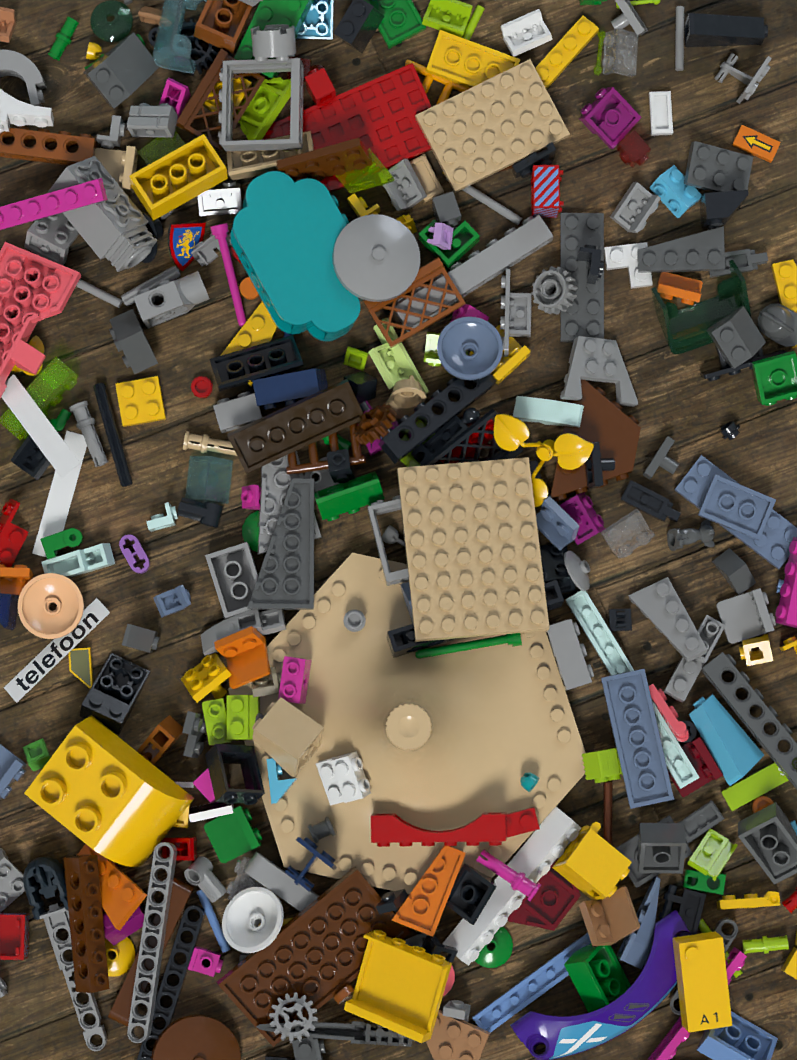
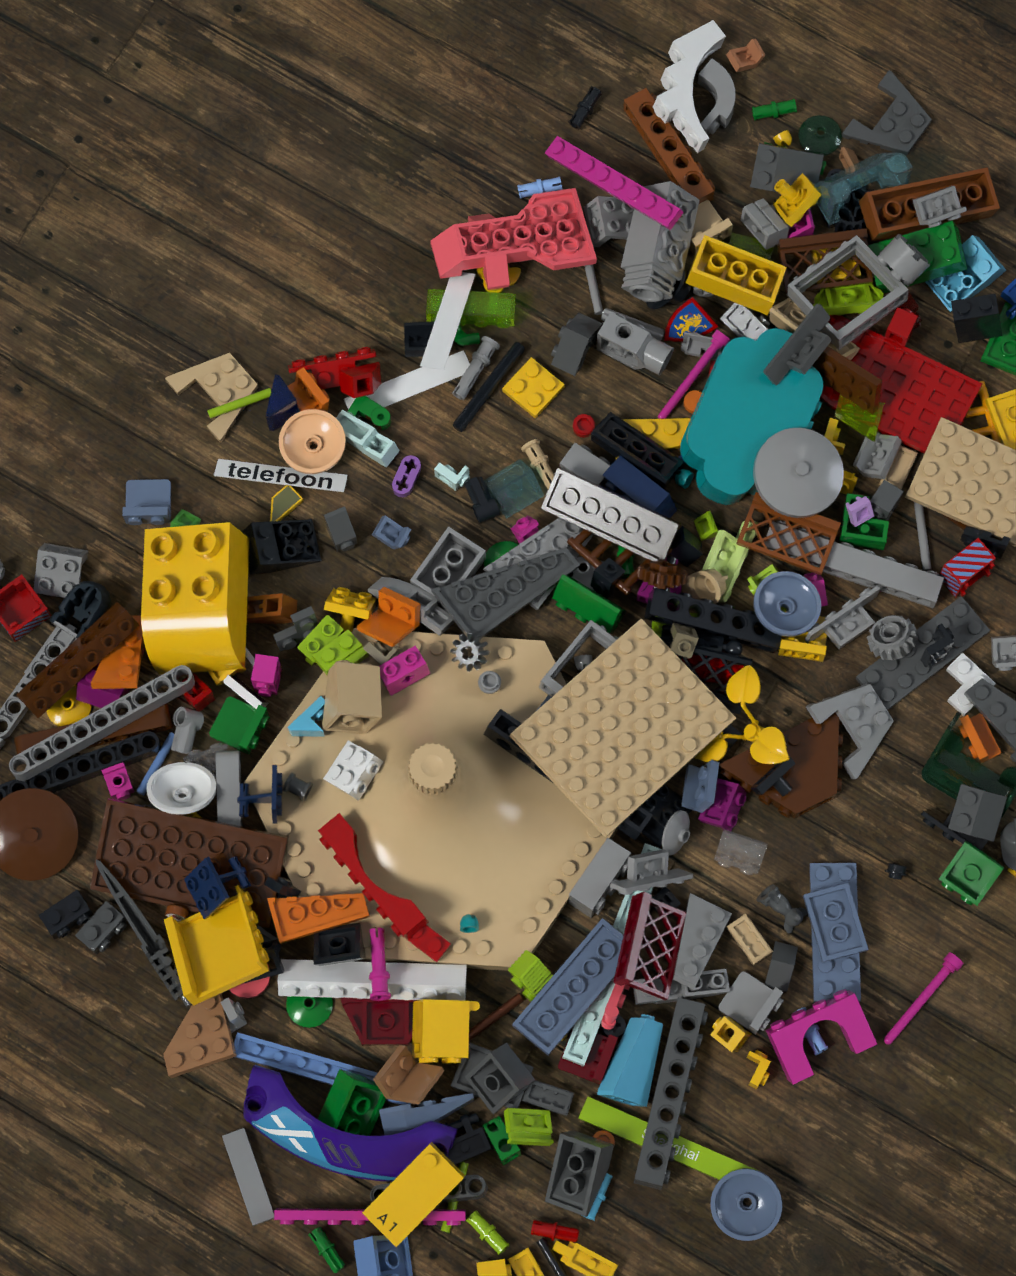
camera: 50 degrees right, 10 degrees down
(31, 530) = (360, 380): none -> red slope
(117, 130) = (732, 205): light grey bracket -> none
(153, 82) = (795, 198): none -> yellow plate
(247, 759) = (305, 673): black window -> none
(284, 176) = (801, 348): none -> dark grey bracket
(284, 1012) = (115, 884): light grey gear -> none
(305, 343) = (684, 478): none -> teal hinge
(311, 617) = (462, 652): none -> dark grey gear
(349, 959) = (208, 886): none -> dark blue plate
(438, 447) = (684, 640): none -> dark tan bracket
(511, 639) = (575, 817): green piece -> none
(548, 411) = (787, 708): light aqua slope -> none
(595, 616) = (649, 871): none -> light grey bracket
(639, 667) = (633, 940): none -> dark red fence
(649, 502) = (781, 851): black hinge -> none
(662, 460) = (825, 832): dark grey tile -> none
(697, 579) = (749, 939): none -> tan plate
(750, 901) = (513, 1190): yellow hinge -> none

